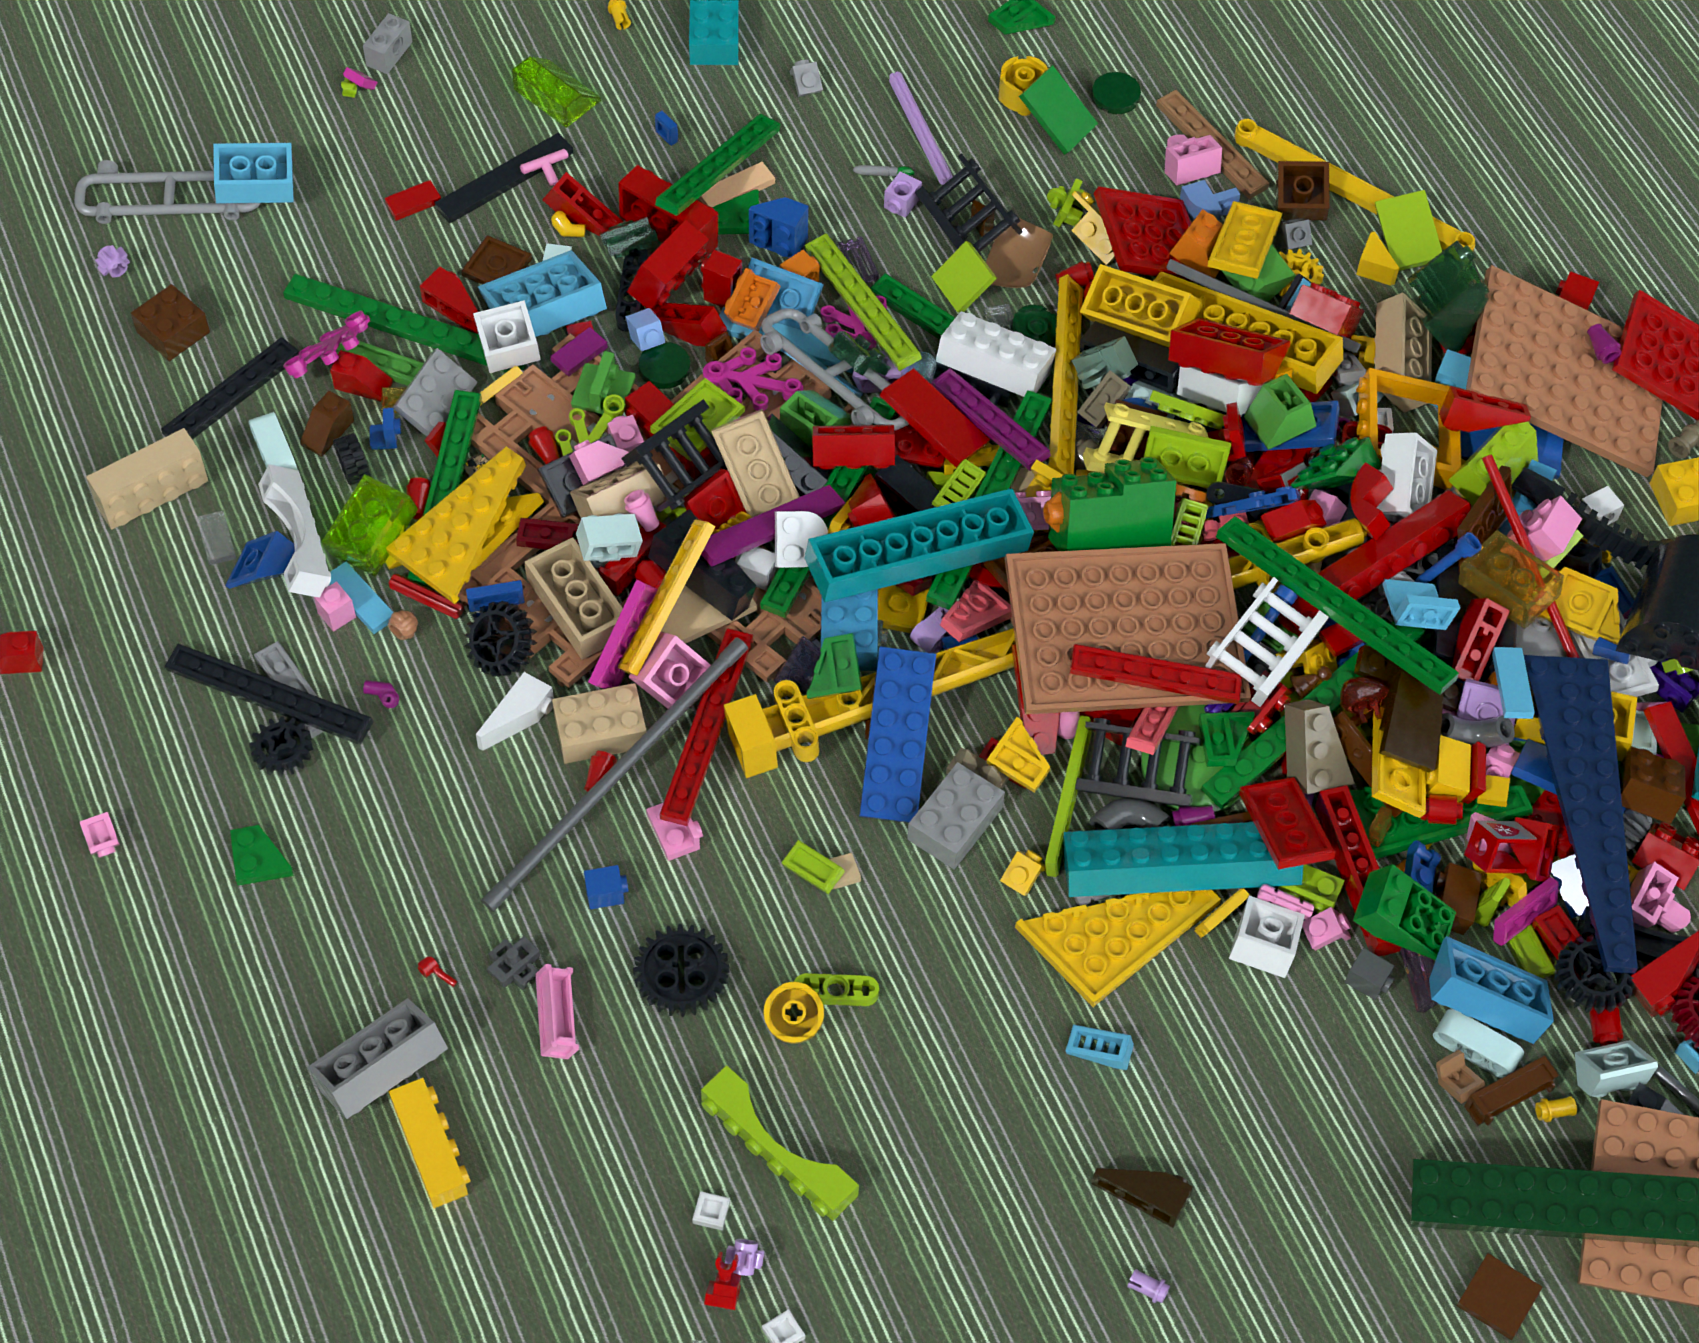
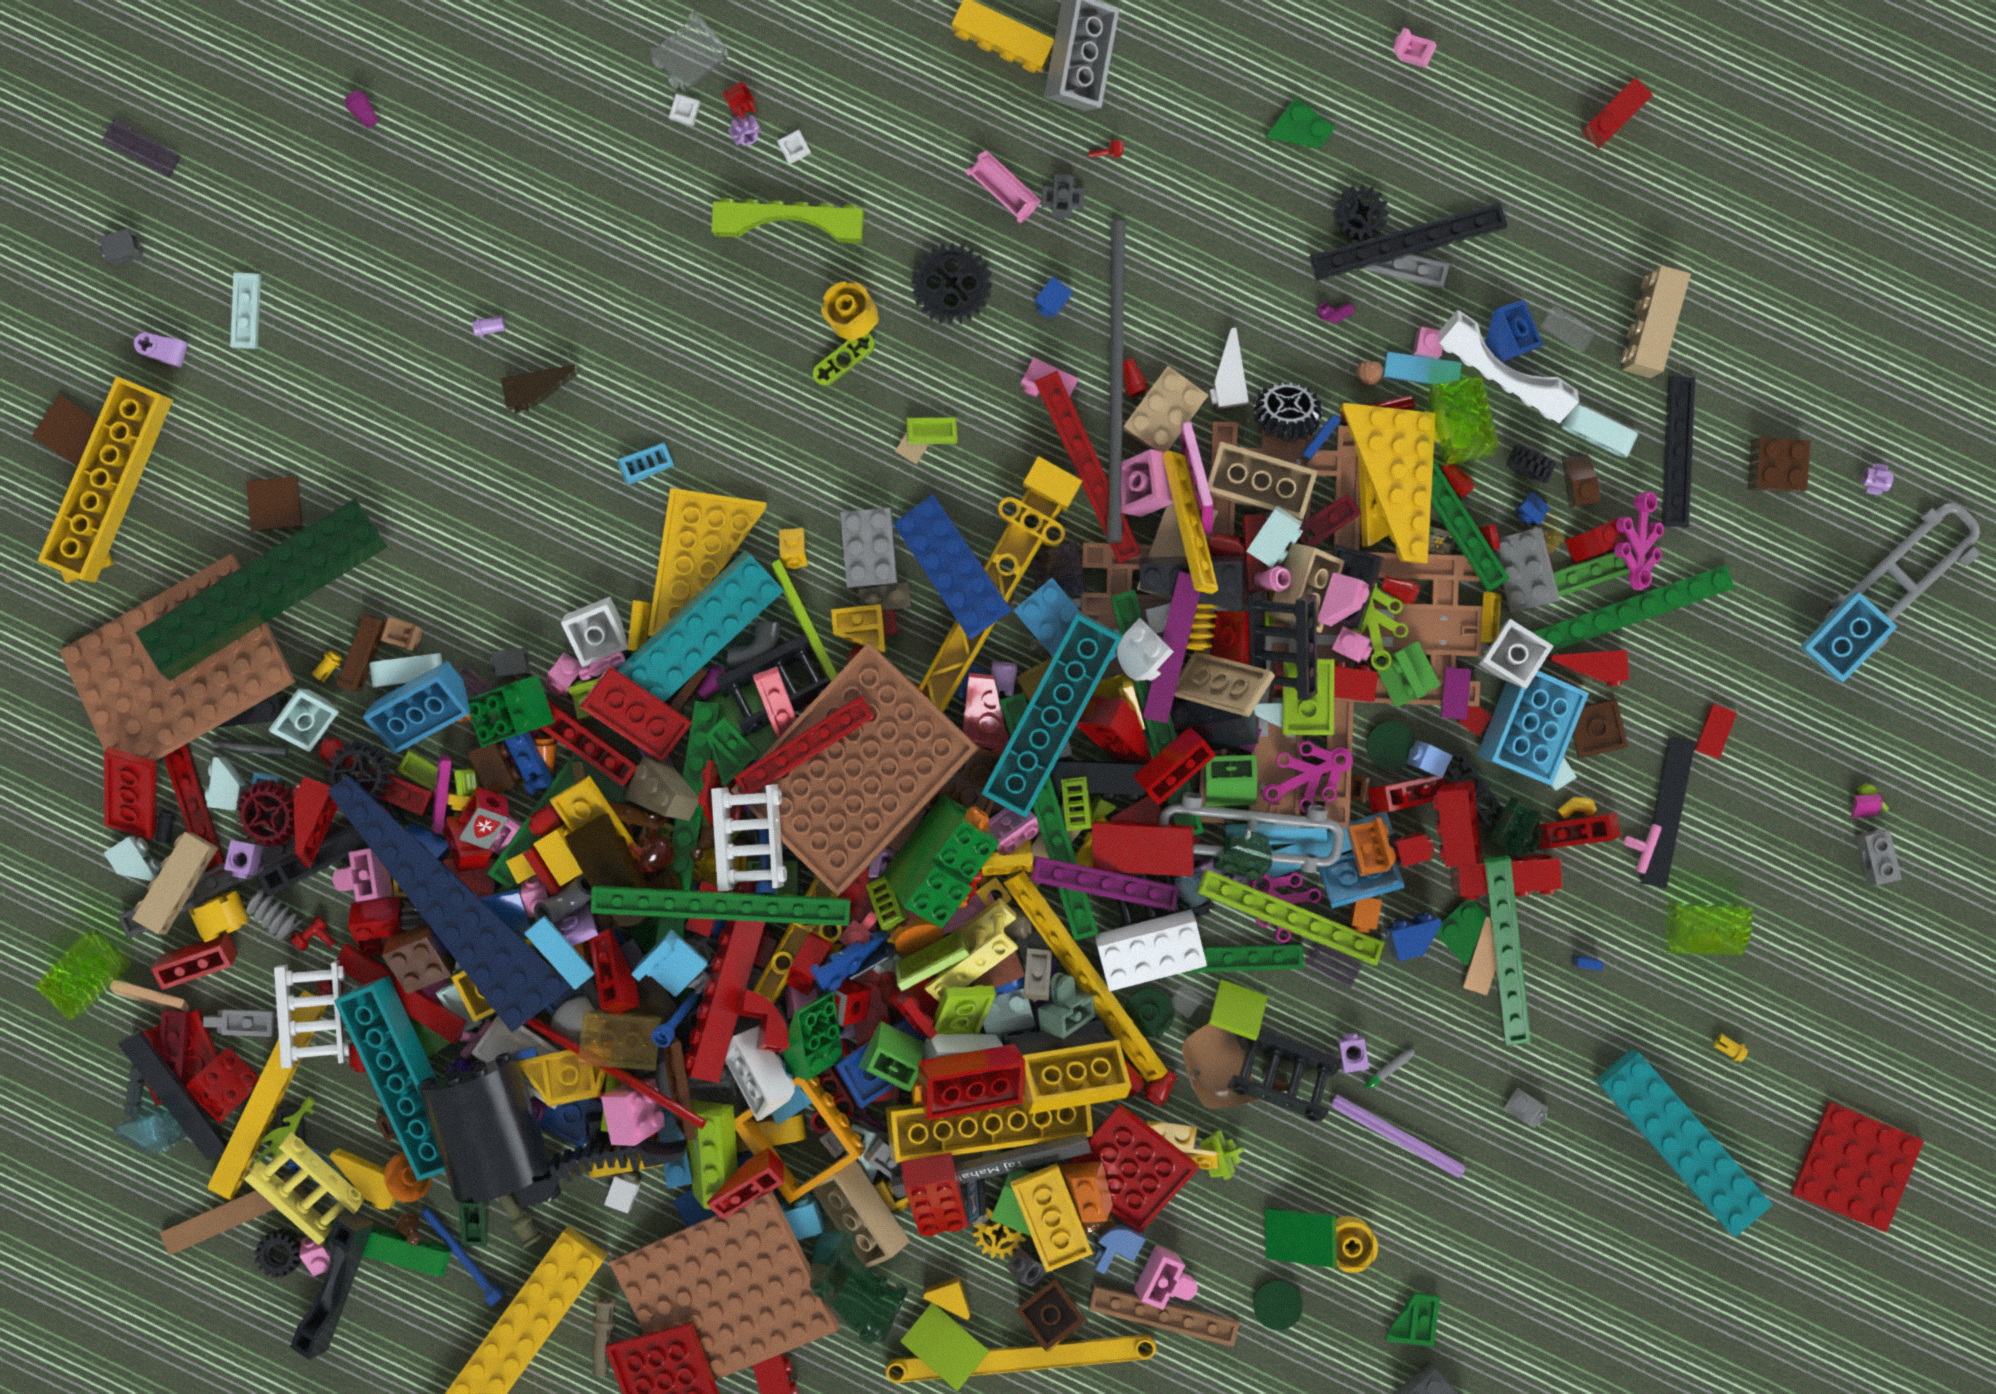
camera: 150 degrees right, 30 degrees up
(837, 668) = (1028, 571): green wing -> none
(1604, 345) = (711, 1337): magenta cone -> none

